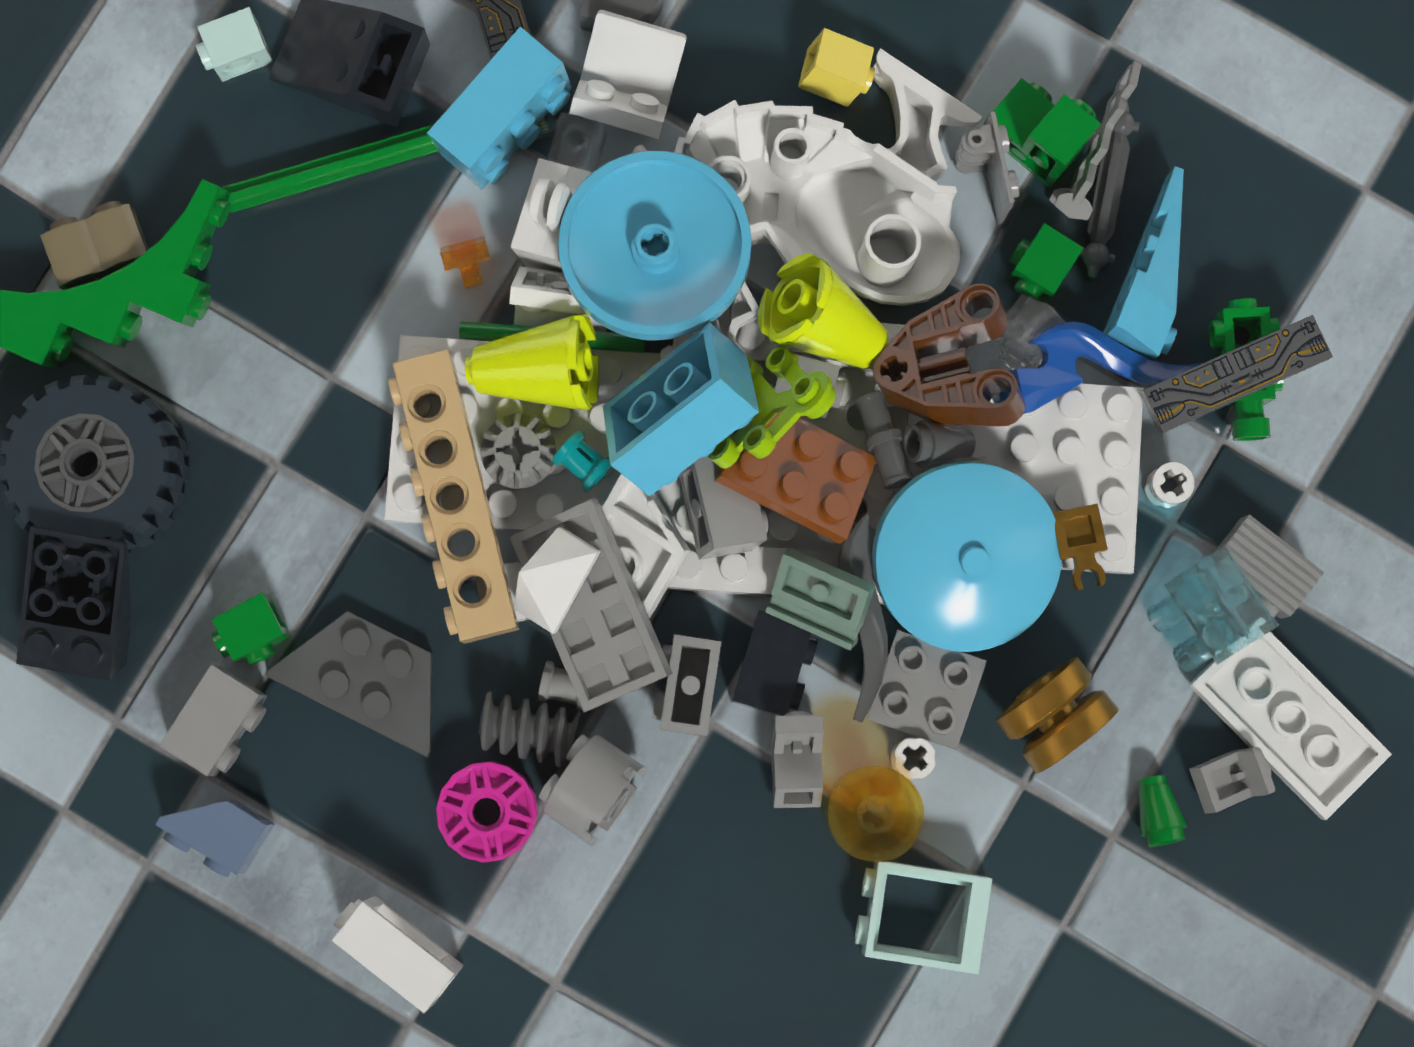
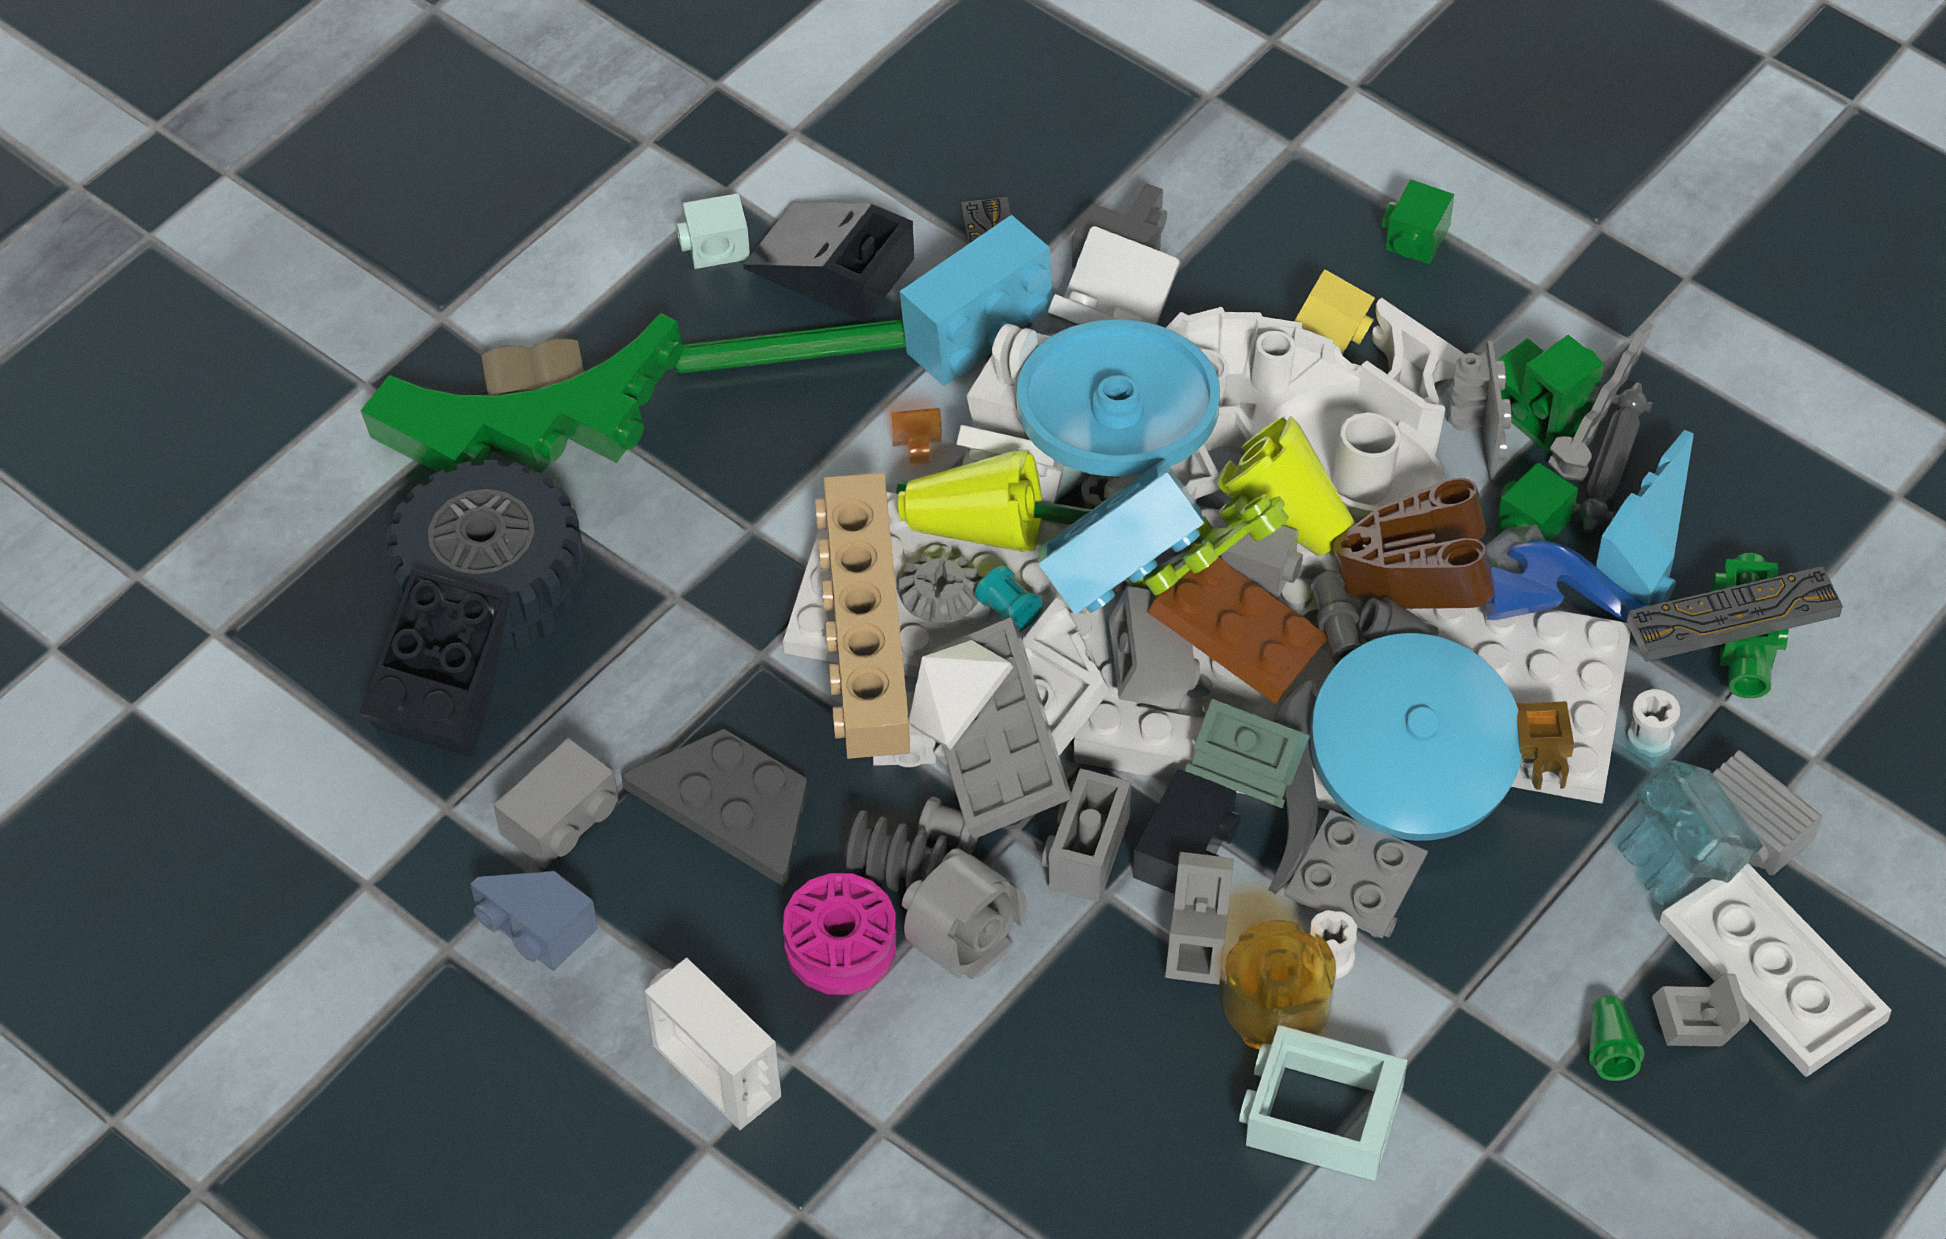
camera: 15 degrees right, 30 degrees down
(250, 630) = (615, 728): green brick -> none
(1060, 719) = (1501, 906): pearl gold wheel -> none

